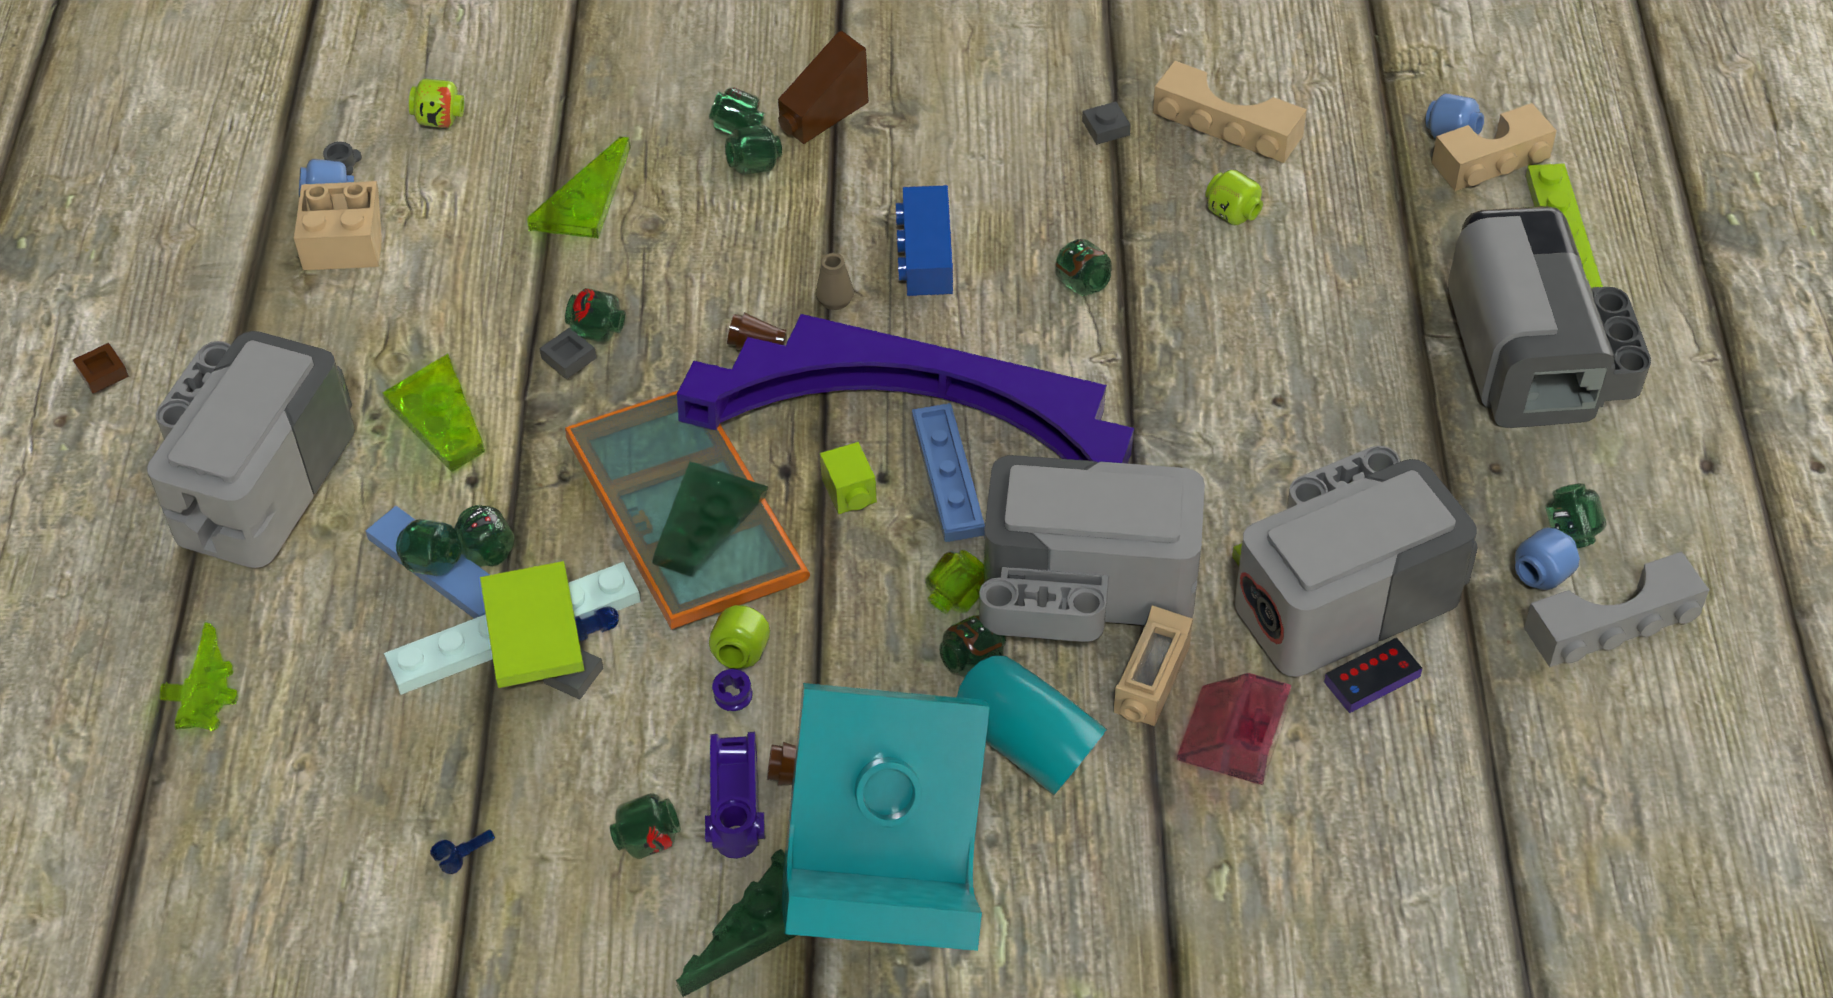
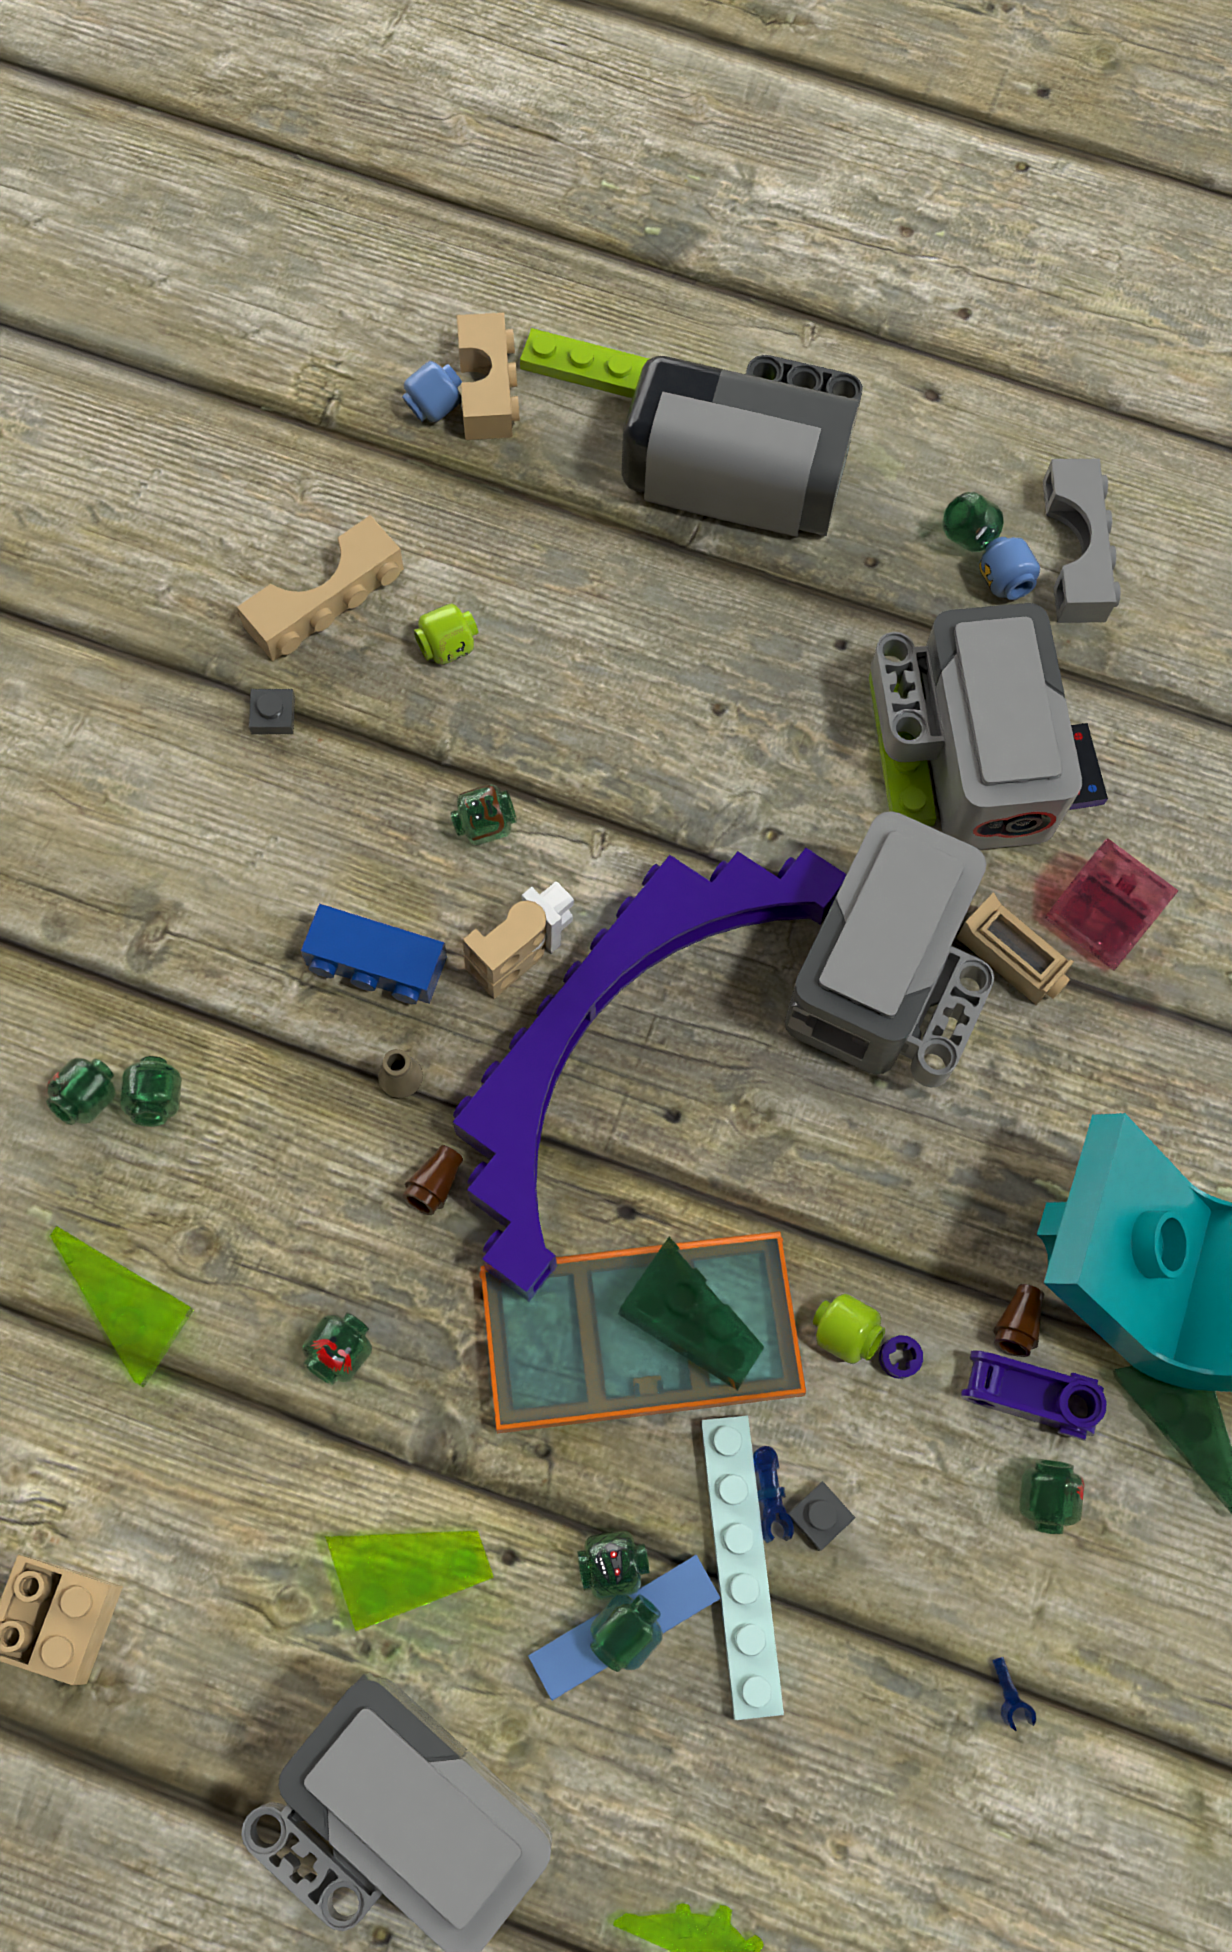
camera: 75 degrees left, 20 degrees up
(531, 624) = (768, 1544): lime tile -> none
(568, 353) = (375, 1395): dark grey plate -> none
(826, 89) = (100, 981): reddish brown slope -> none
(848, 478) = (680, 1150): lime brick -> none
(948, 472) = (695, 1049): medium blue tile -> none
(955, 581) = (852, 1092): clear neon green head -> none
(968, 644) = (939, 1108): clear green head -> none
(979, 313) = (519, 940): none -> tan hips
(1031, 721) = (1072, 1080): teal brick -> none

